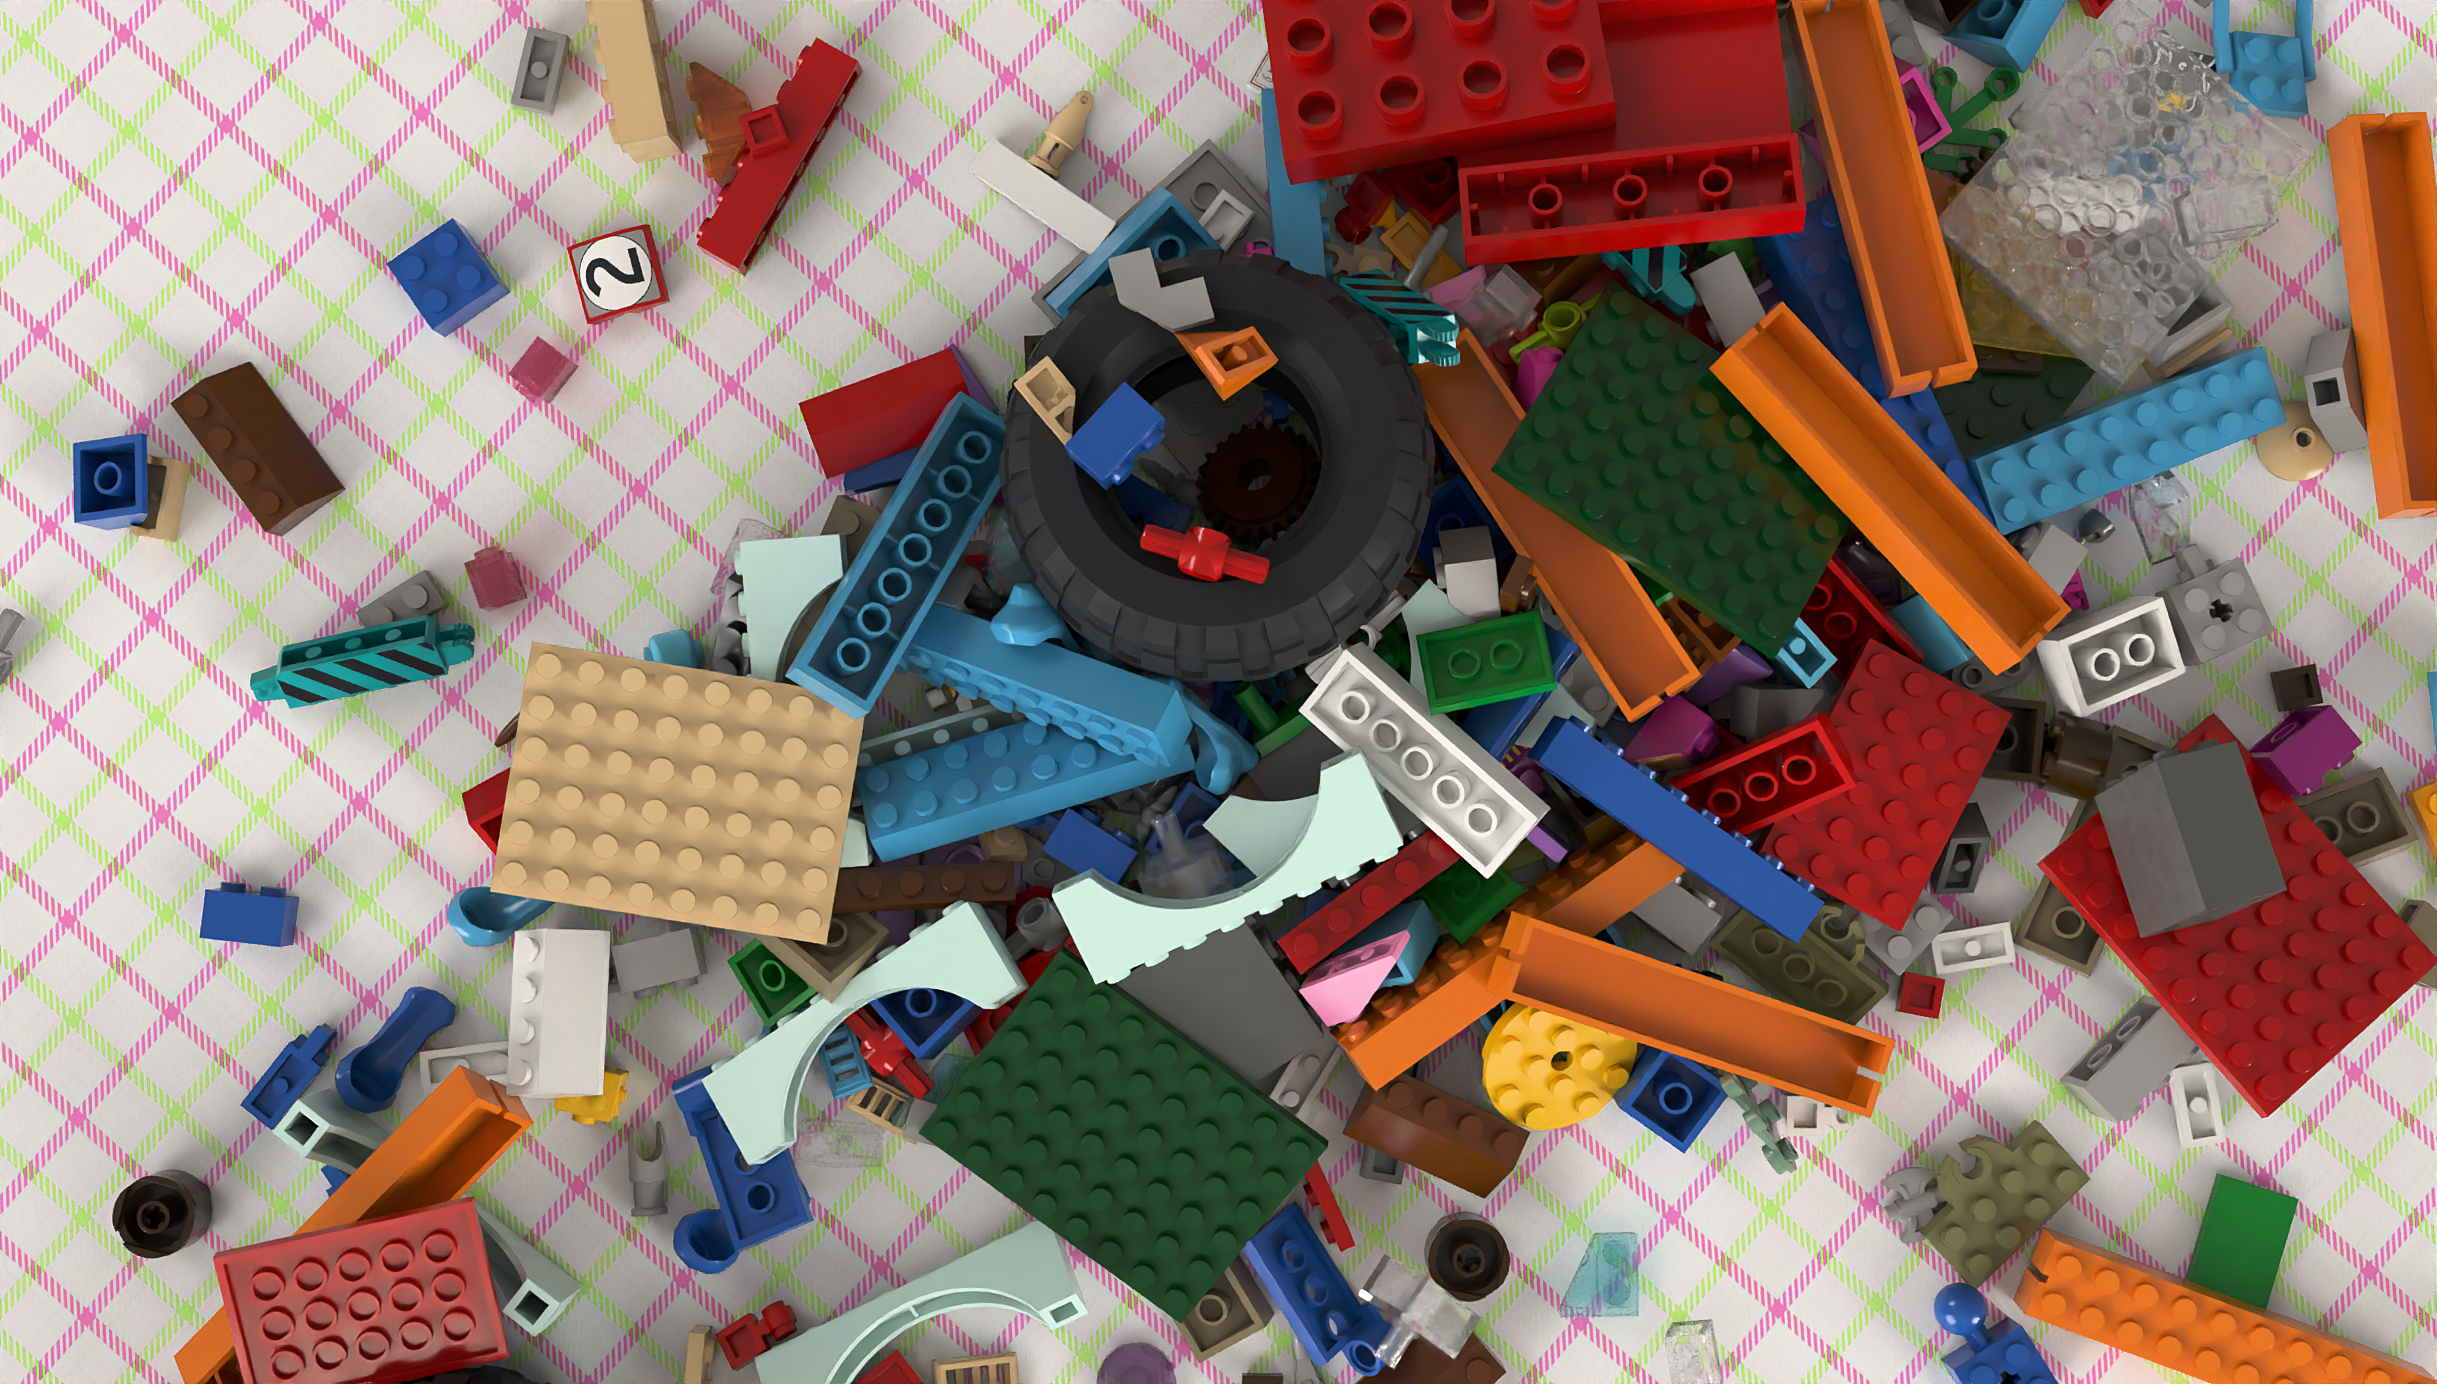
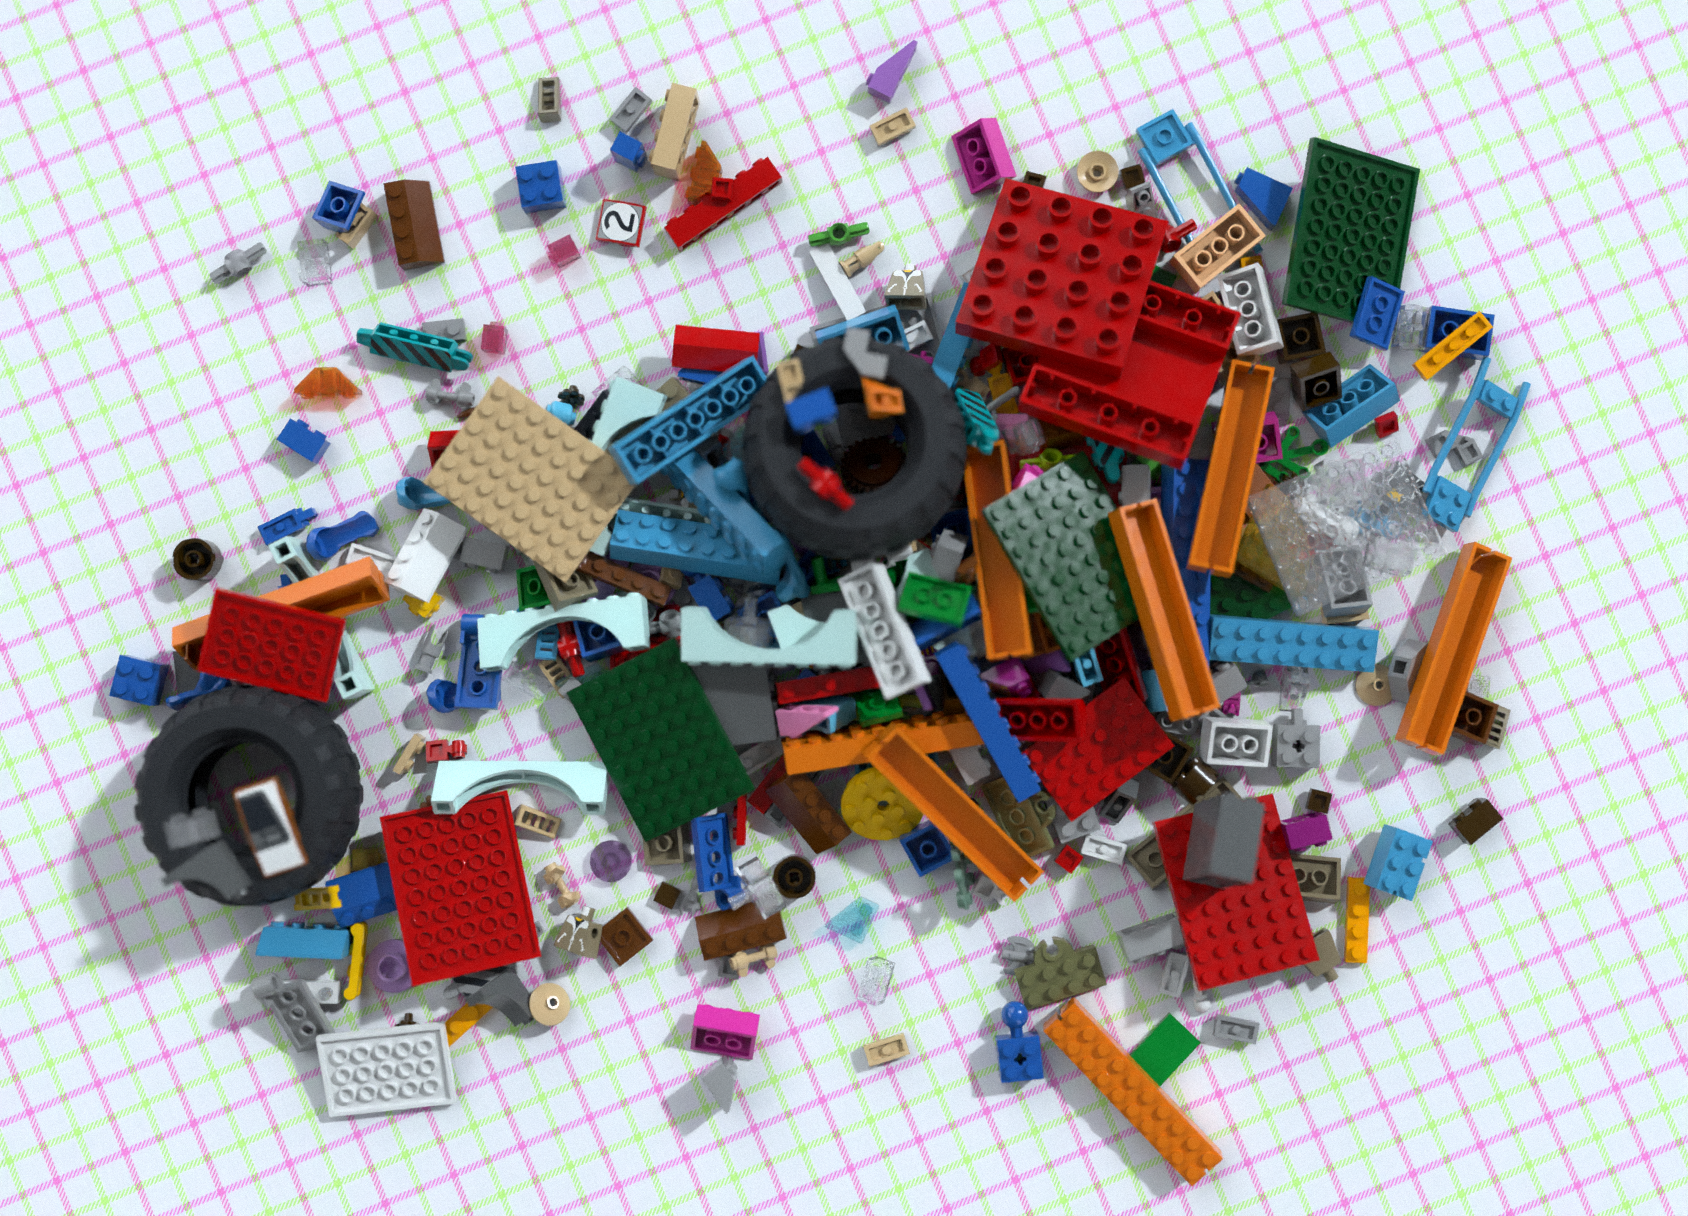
camera: 35 degrees right, 0 degrees up
(117, 598) = (314, 262): none -> clear brick
(242, 797) = (327, 383): none -> clear orange slope
(402, 143) = (549, 113): none -> dark tan slope
(491, 709) = (463, 398): none -> light grey piece
(572, 144) = (628, 152): none -> blue brick
(678, 614) = (572, 396): none -> plant
(1019, 99) = (849, 231): none -> bright green axle
(1167, 151) = (906, 289): none -> torso
(1342, 1151) = (759, 798): none -> red plate
(2264, 1131) = (1201, 1002): none -> white bar
(2347, 1146) = (1236, 1028): none -> light grey plate

